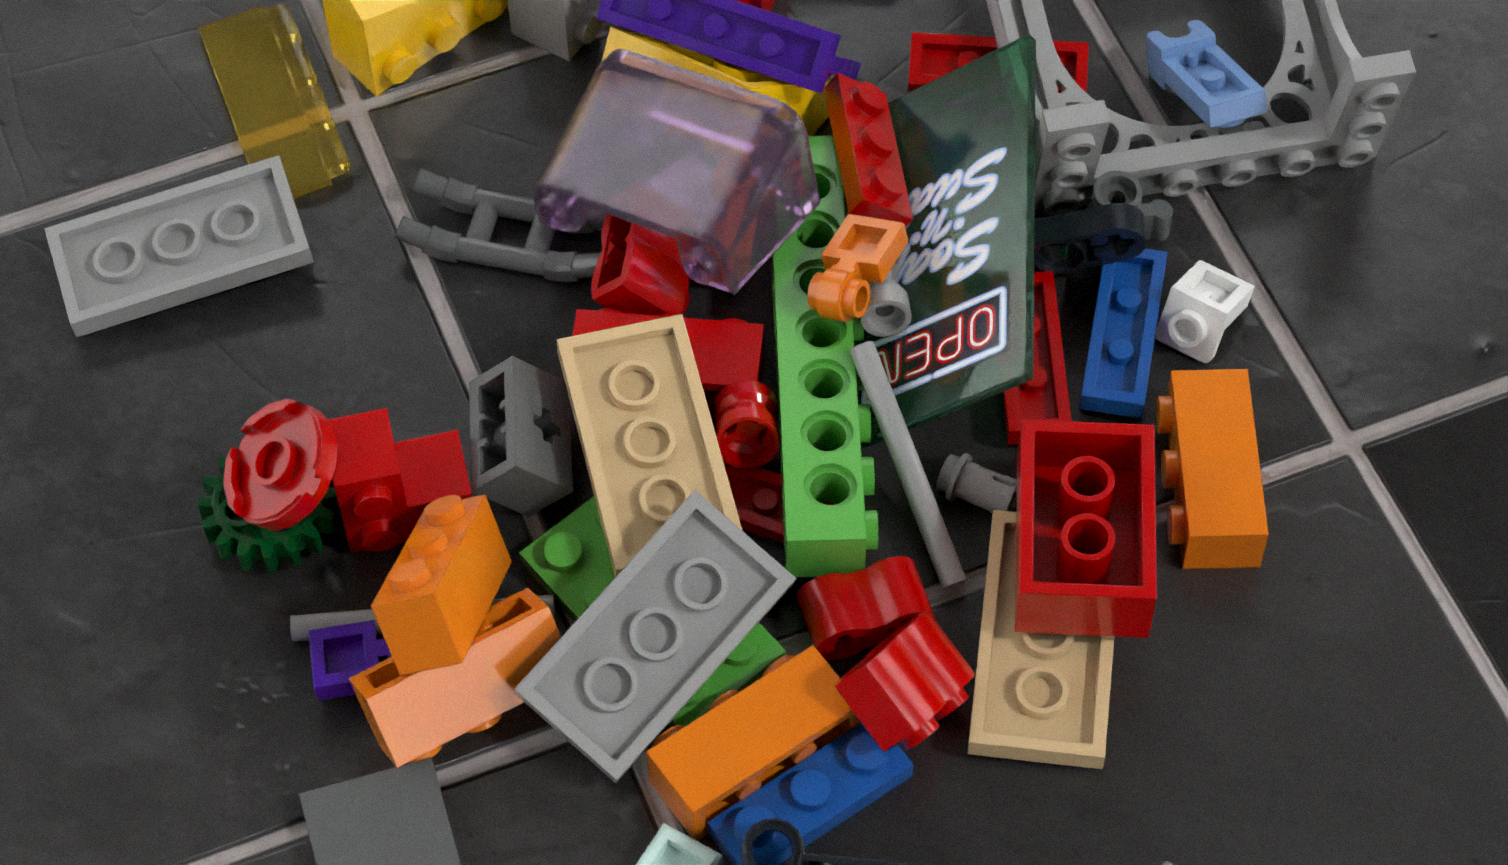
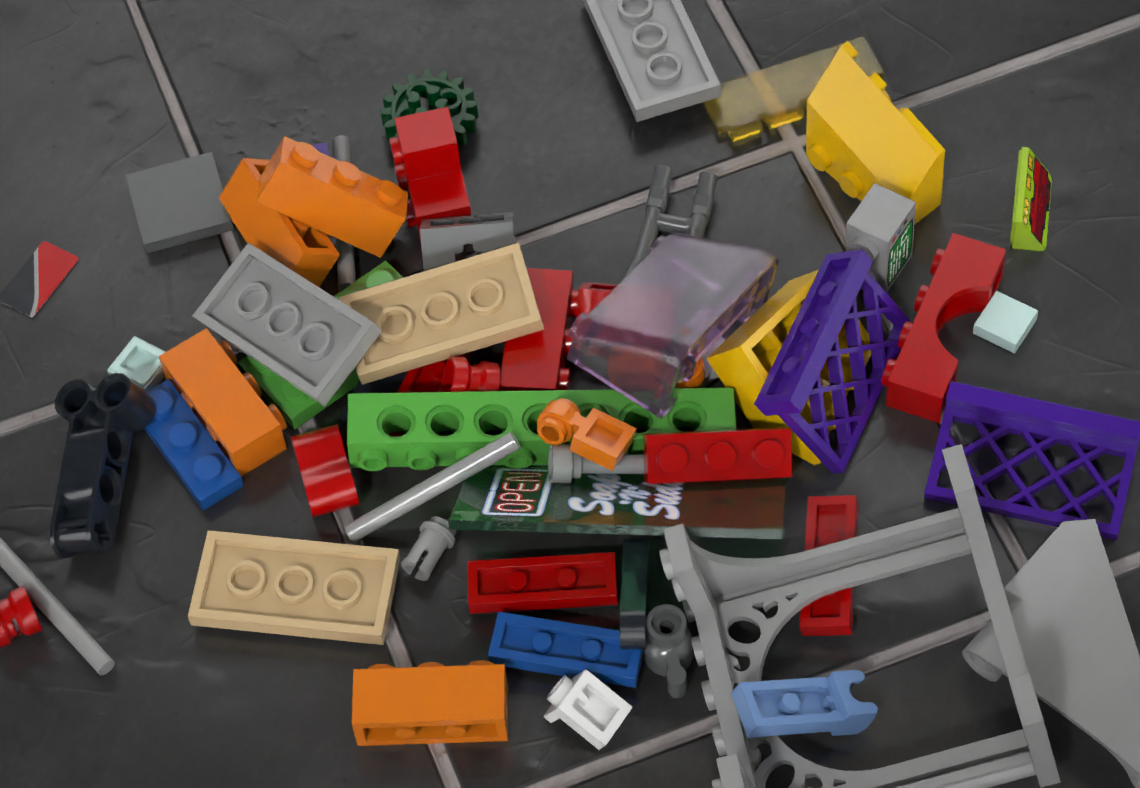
camera: 95 degrees right, 0 degrees up
(281, 465) = (423, 92): red tile -> none
(907, 683) = (246, 482): red brick -> none
(1085, 529) = (350, 587): red brick -> none

